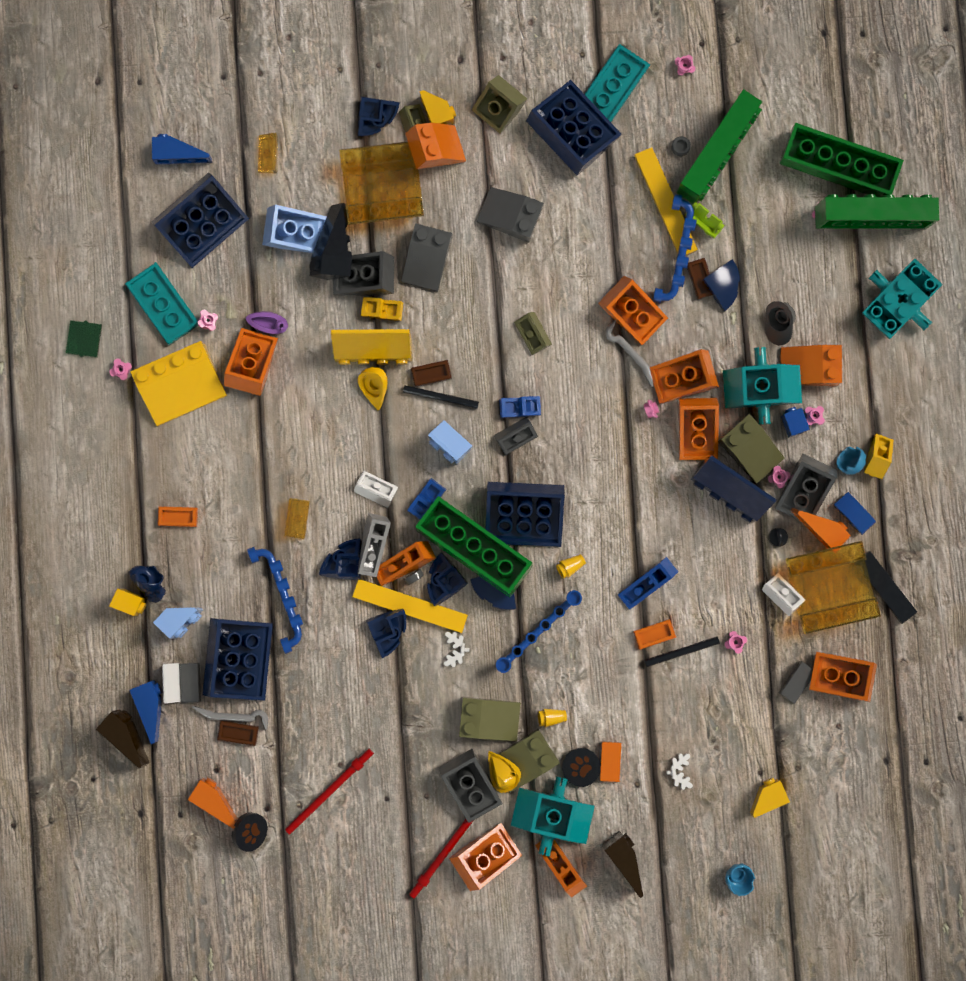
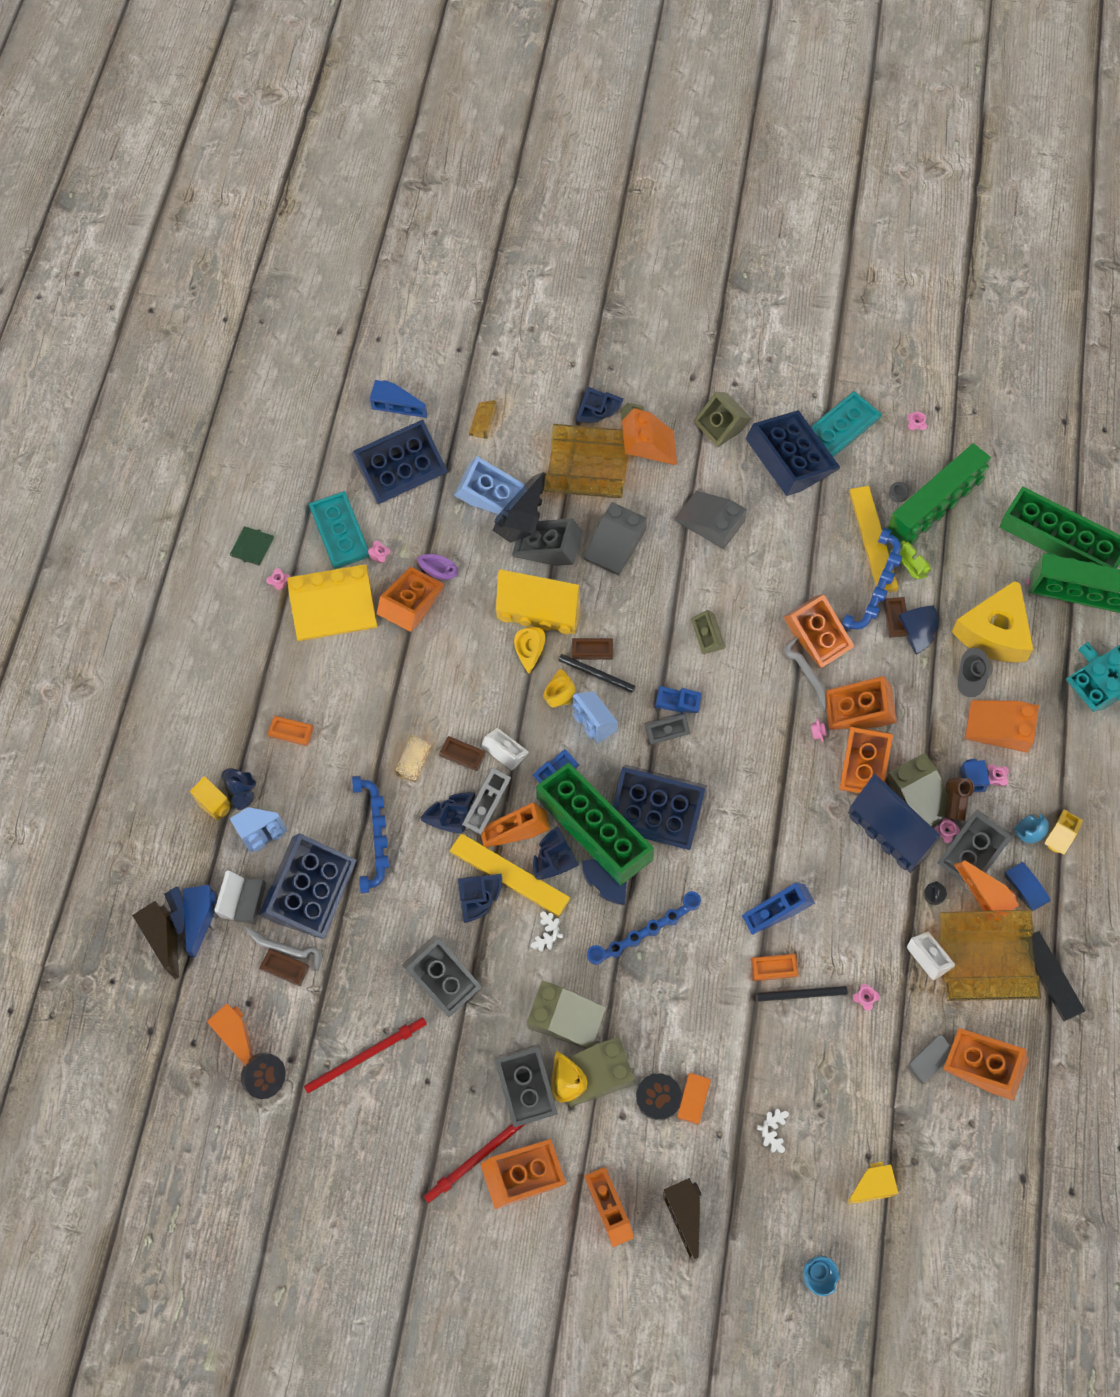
camera: 20 degrees right, 20 degrees down
(128, 705) = (176, 906): none -> dark blue brick
(339, 502) = (462, 753): none -> reddish brown tile
(374, 709) = (441, 975): none -> dark grey slope
(382, 309) = (555, 573): yellow slope -> none
(411, 422) = (559, 690): none -> yellow piece
(413, 577) = (521, 844): dark grey tile -> none
(437, 109) = (660, 408): yellow slope -> none
(532, 814) = (635, 1149): teal slope -> none
(551, 717) = (637, 1030): yellow cone -> none
(569, 566) = (695, 871): yellow cone -> none
(742, 382) = (924, 729): teal slope -> none
(784, 442) = (959, 791): none -> reddish brown piece
(795, 272) = (998, 626): none -> yellow piece

